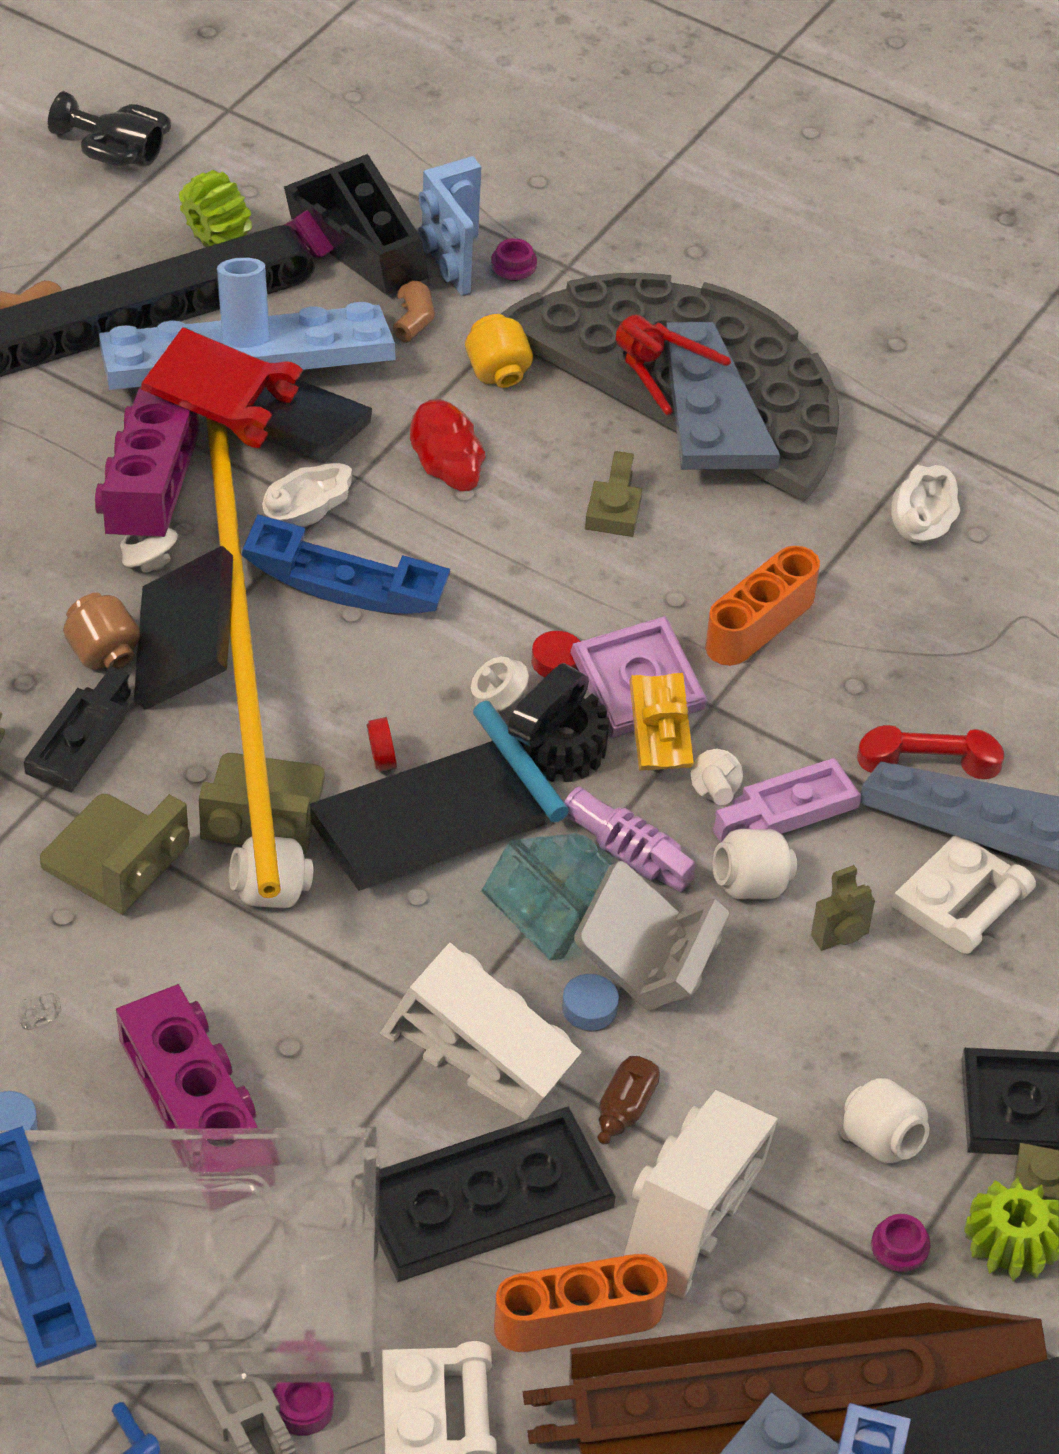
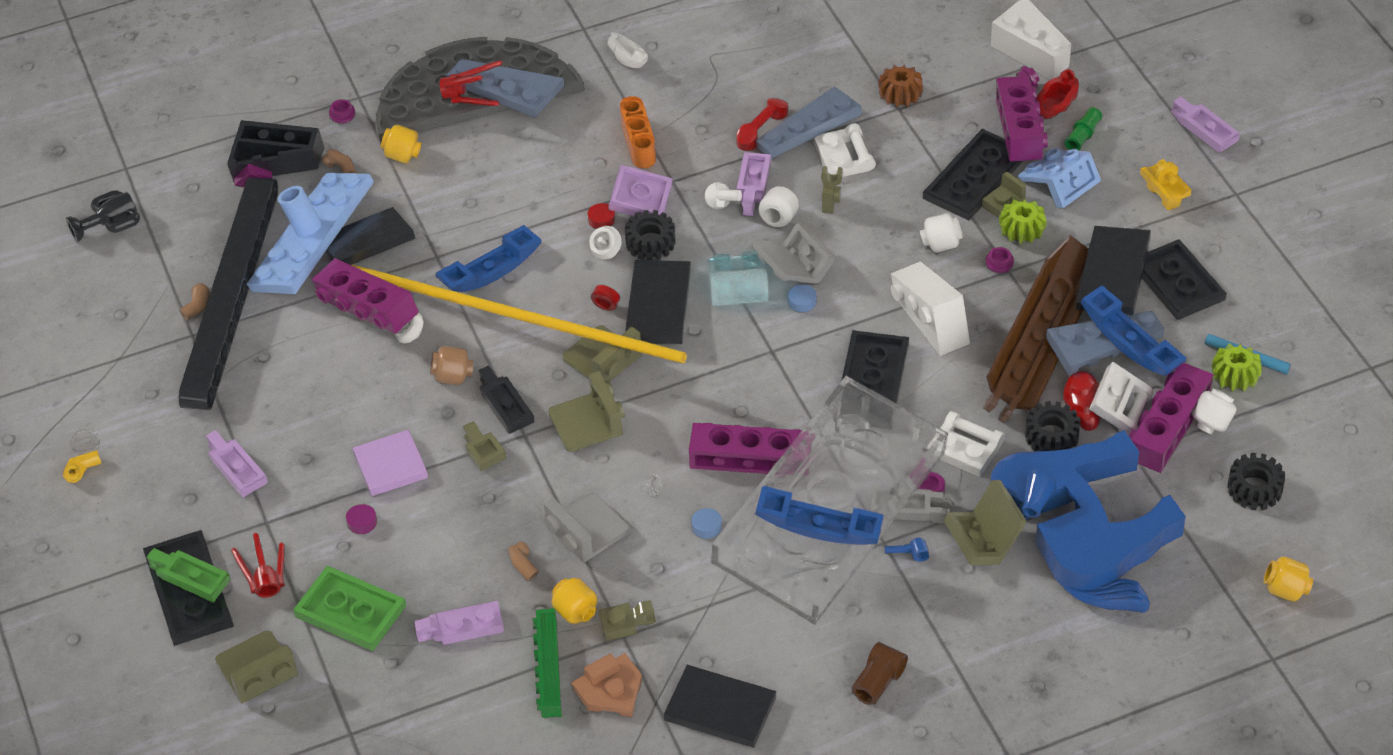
camera: 50 degrees left, 0 degrees up
(184, 628) = (481, 330): black tile -> none
(214, 208) = (211, 199): lime gear -> none
(221, 383) = (342, 245): red flag -> none
(294, 874) = (646, 370): white head -> none
(307, 493) = (429, 253): white arm -> none
(447, 444) = (439, 191): red arm -> none
(451, 218) = (312, 113): light blue bracket -> none
(483, 1031) = (796, 335): white wedge -> none
(521, 762) = (657, 254): dark azure bar -> none
(548, 705) = (646, 223): black beam -> none
(559, 1322) = (954, 371): orange beam -> none
(615, 504) = (528, 153): olive plate -> none
(626, 1096) = (860, 310): reddish brown piece -> none
(632, 840) = (729, 241): lavender hinge -> none
(661, 722) = (681, 195): yellow hips -> none

